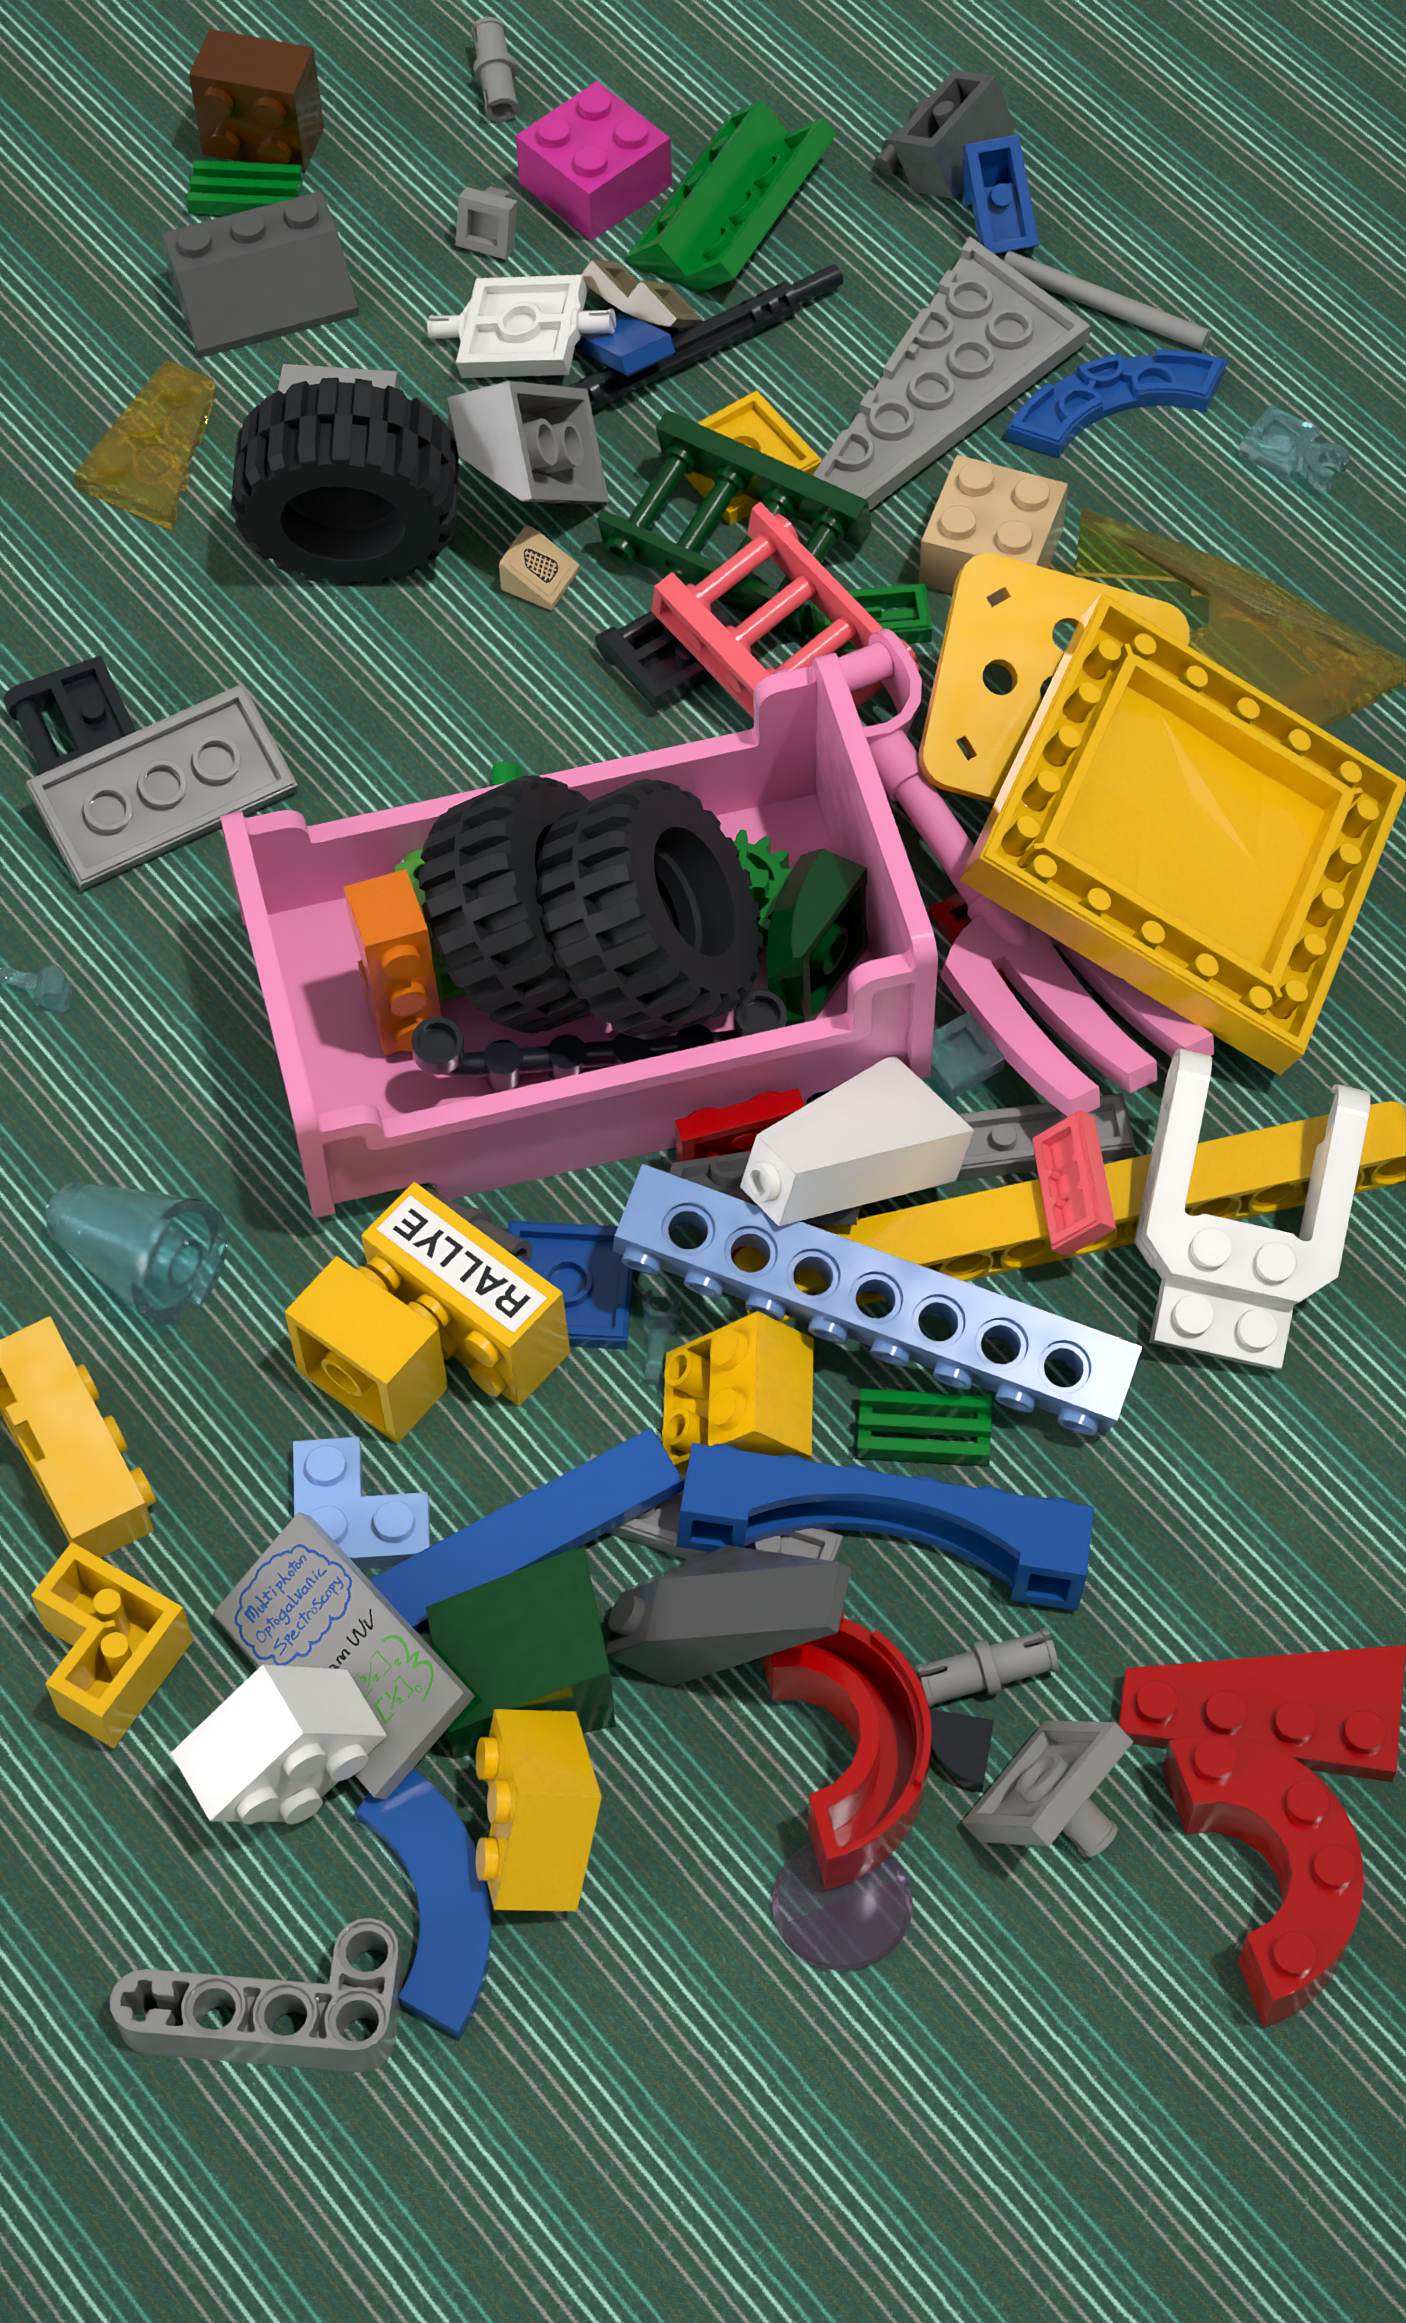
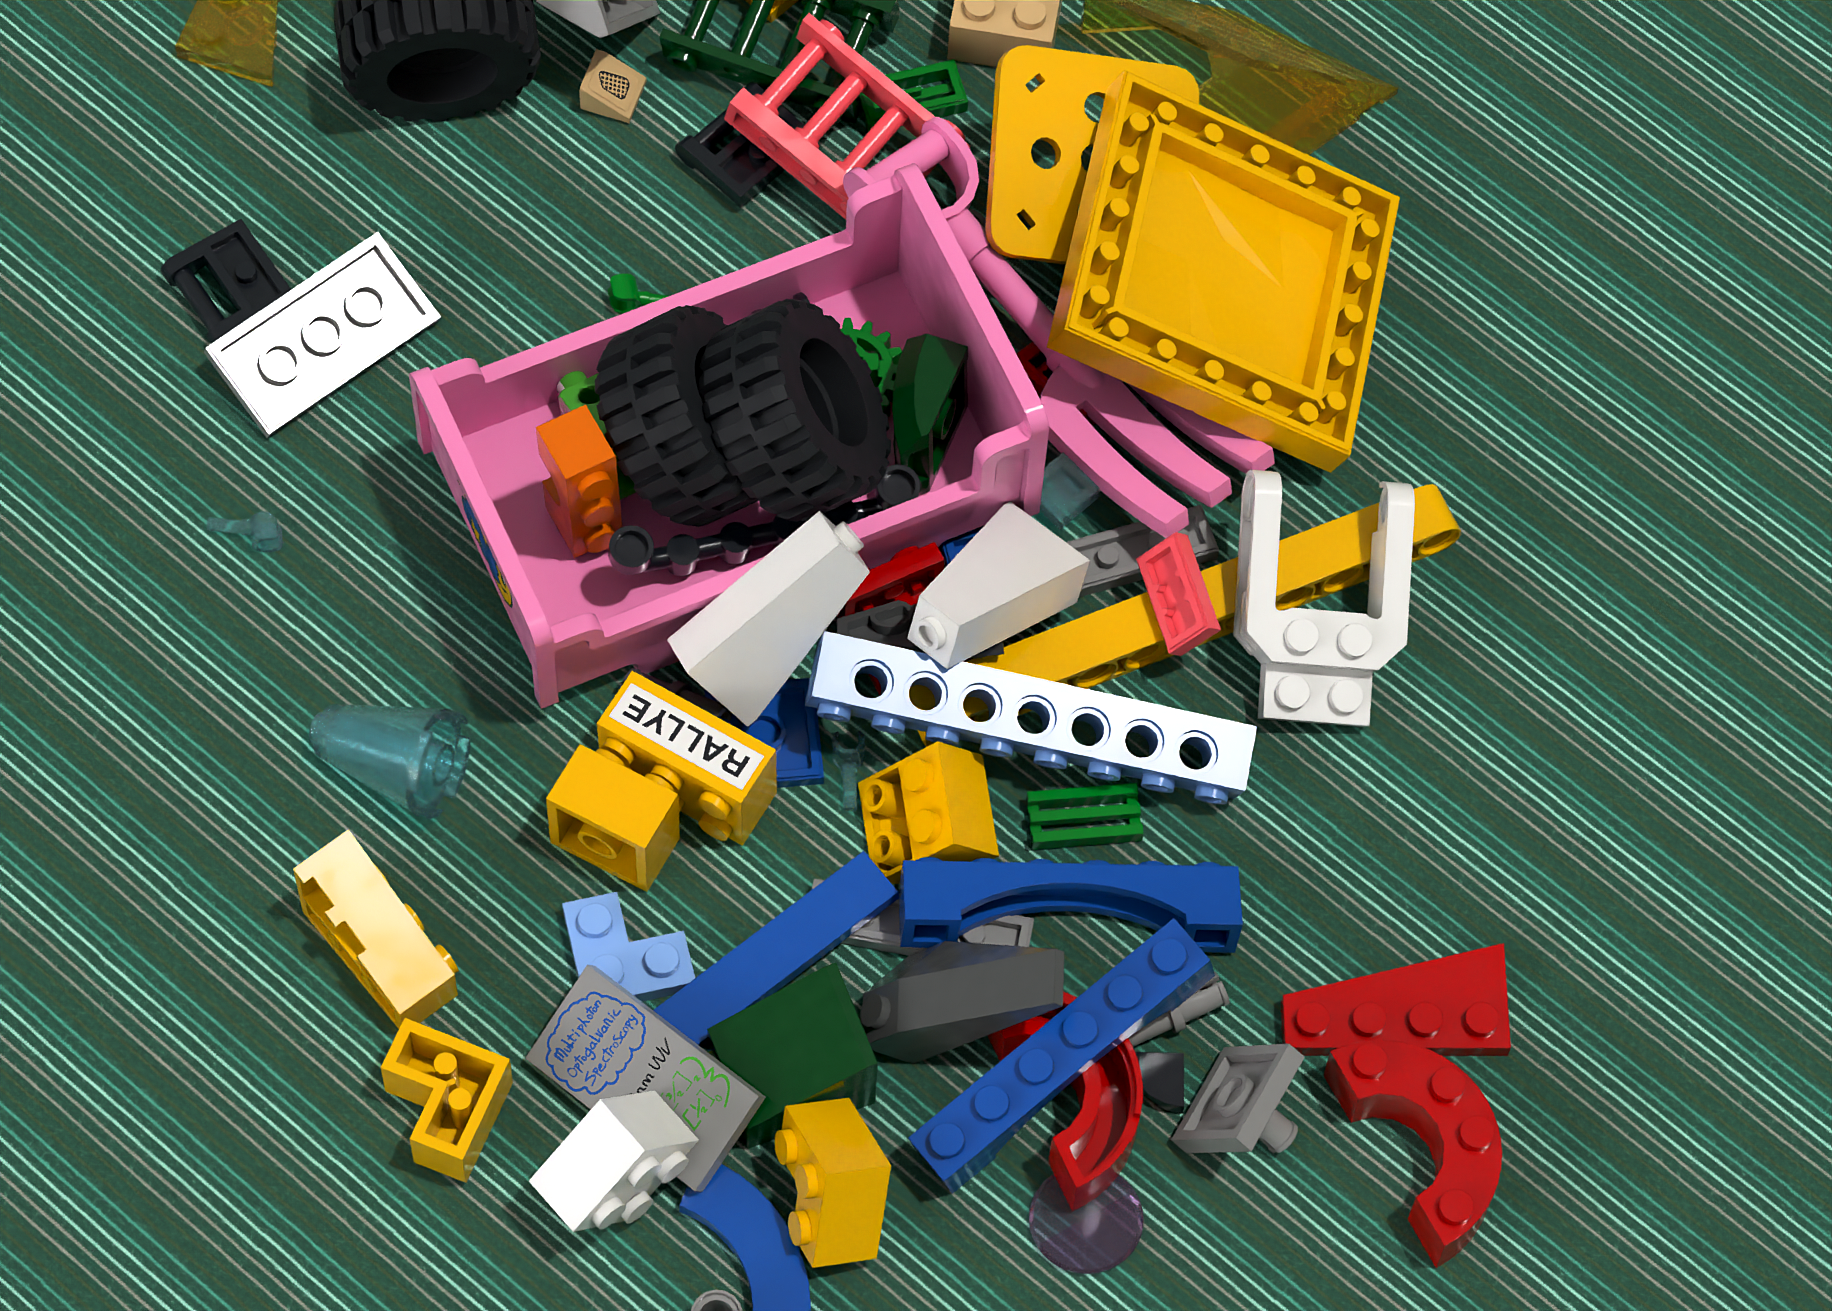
camera: 15 degrees left, 5 degrees up
(584, 1142) = (771, 617): none -> white slope
(743, 1753) = (996, 1106): none -> blue arch

